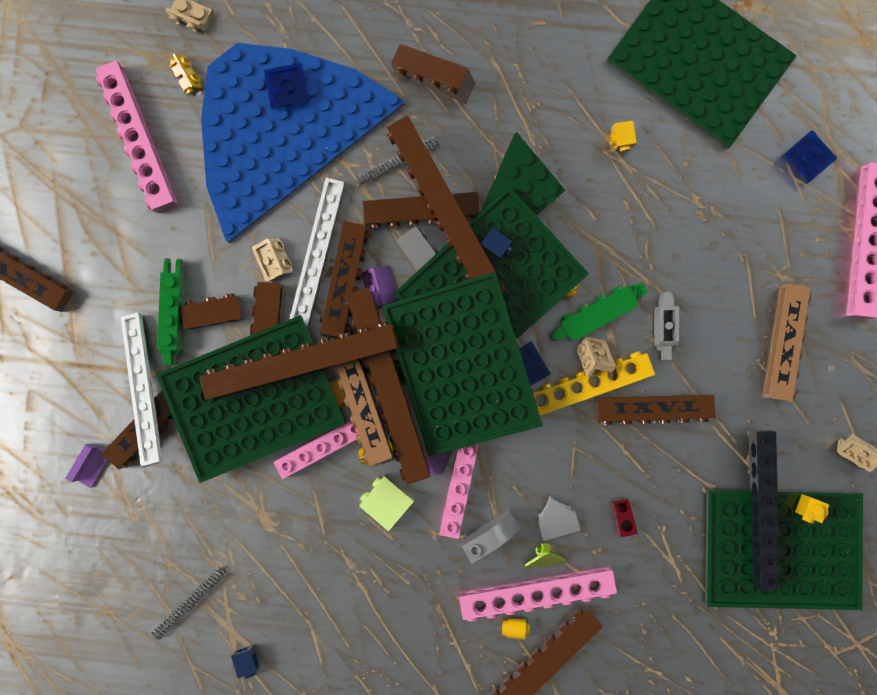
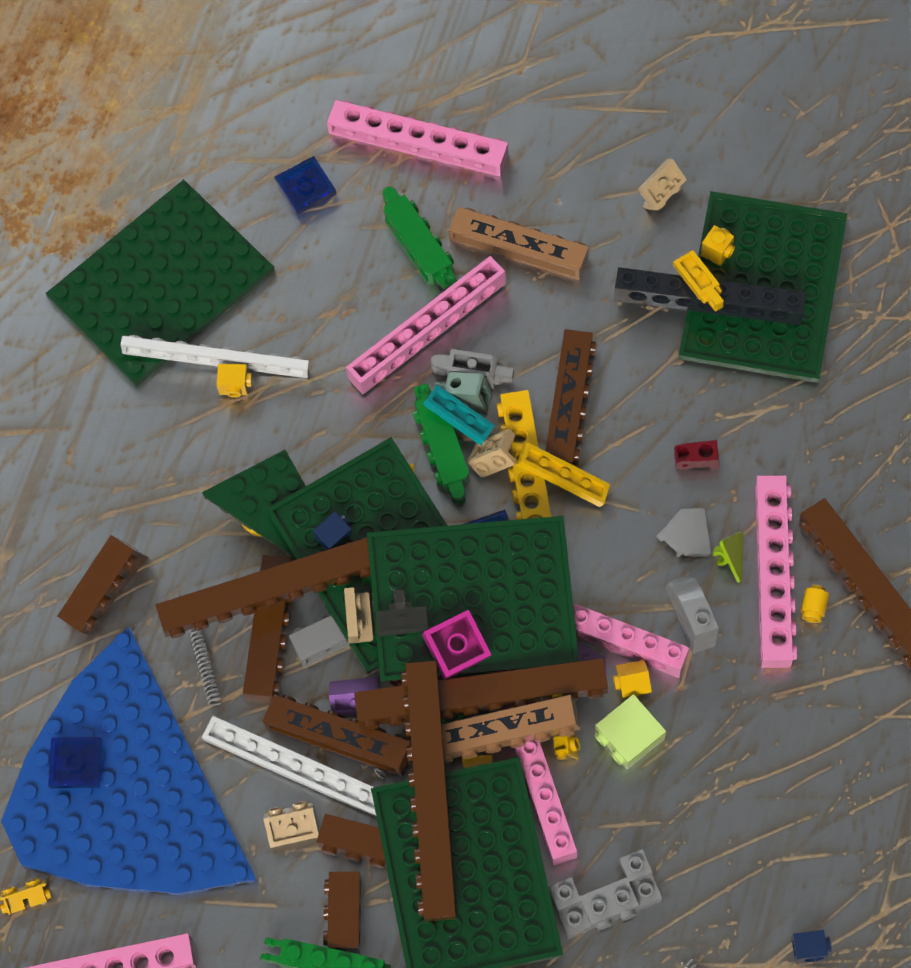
camera: 75 degrees left, 20 degrees down
(253, 508) = (609, 902): none -> light grey bracket
(416, 360) = (456, 644): none -> dark pink brick
(428, 497) = (632, 679): none -> yellow brick
(431, 313) = (401, 617): none -> clear smoke hinge
(432, 277) = (358, 616): none -> tan bracket
(586, 415) = (563, 474): none -> yellow plate
(622, 323) = (458, 415): none -> teal plate
(640, 109) = (211, 356): none -> white plate
(645, 324) = (470, 389): none -> sand green torso
(699, 282) = (426, 325): none -> bright pink brick
(775, 259) = (417, 239): none -> green hinge
(775, 502) = (699, 279): none -> yellow hinge

